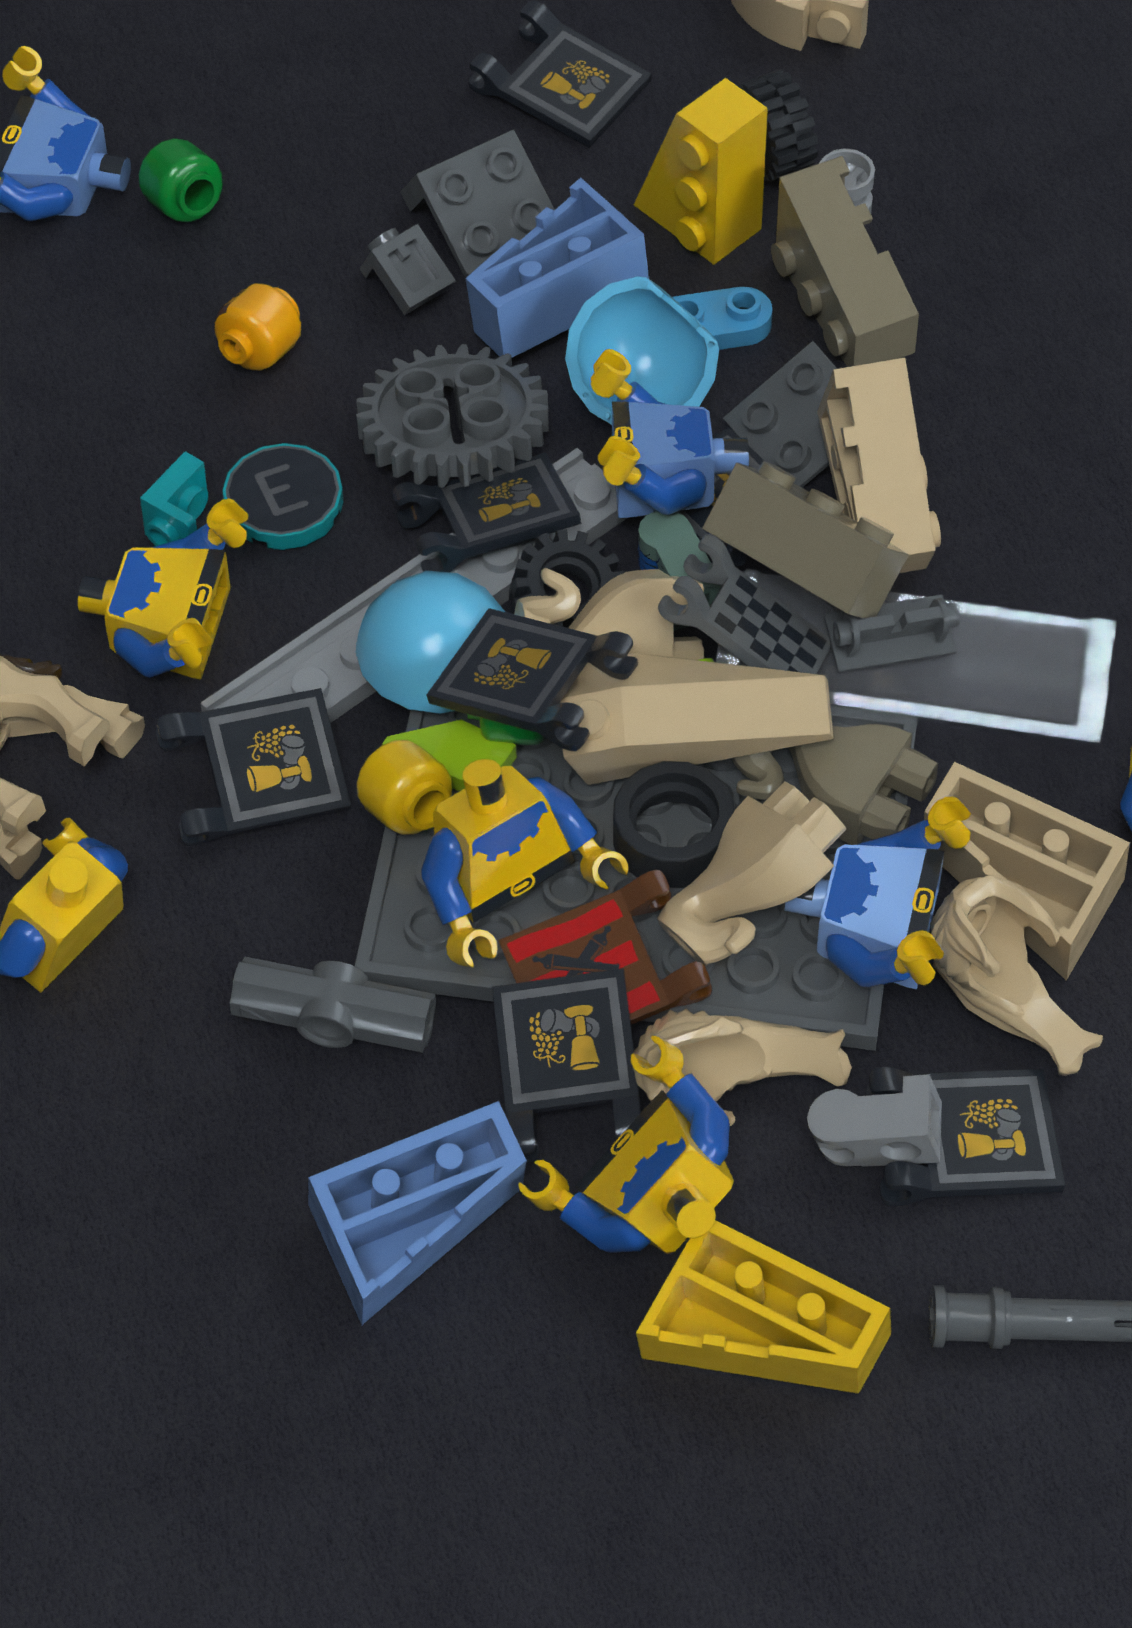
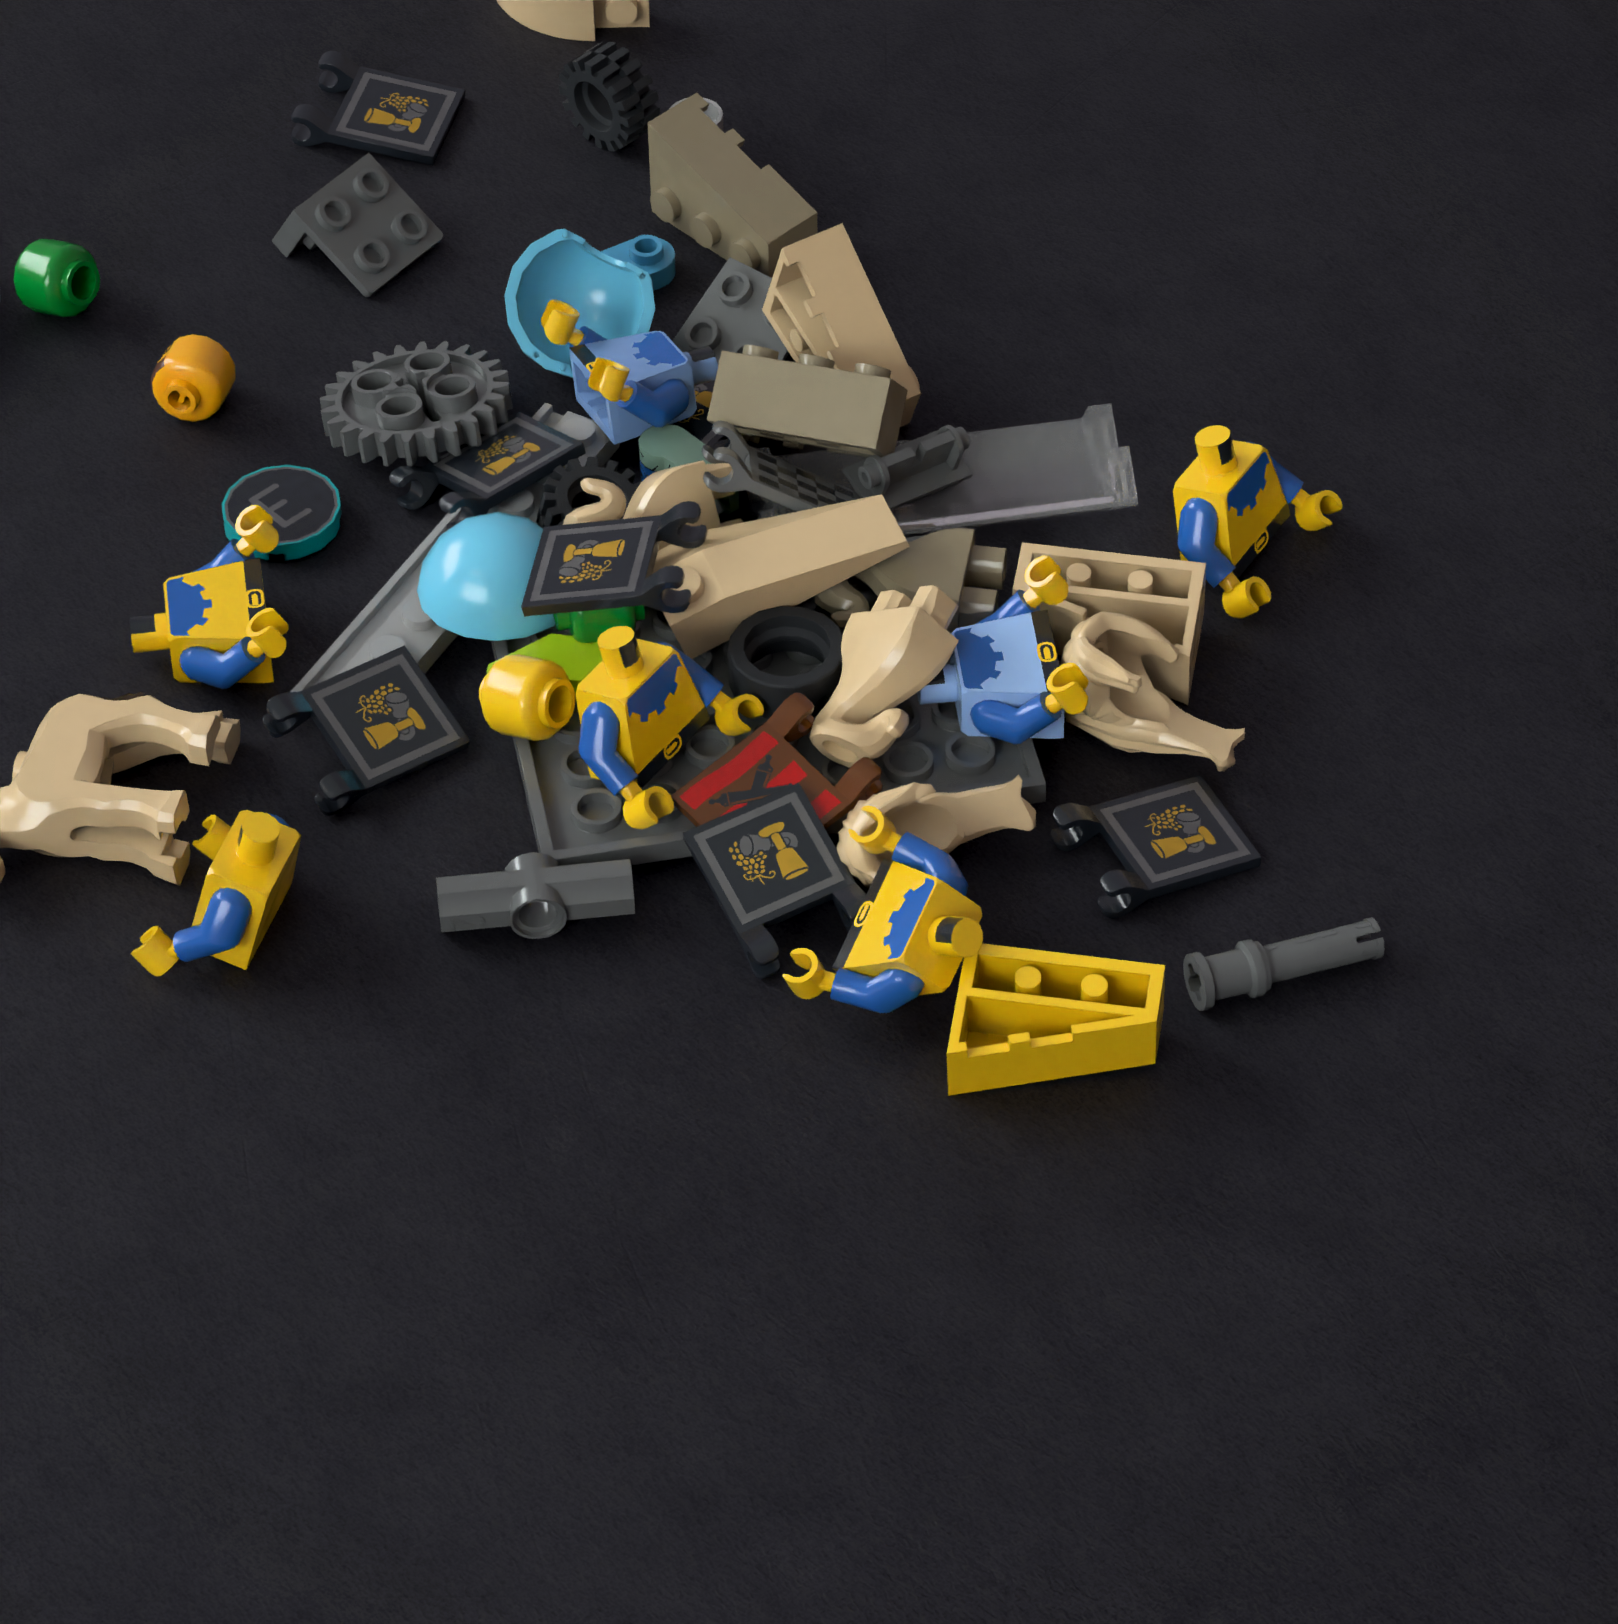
camera: 20 degrees left, 10 degrees down
(175, 501) = (185, 536): teal bracket -> none
(407, 267) = (312, 296): dark grey bracket -> none
(413, 1202) = (688, 1020): medium blue wedge -> none
(541, 282) = (459, 262): medium blue wedge -> none
(710, 173) = (572, 142): yellow wedge -> none
(879, 1127) = (1078, 849): light grey leg -> none

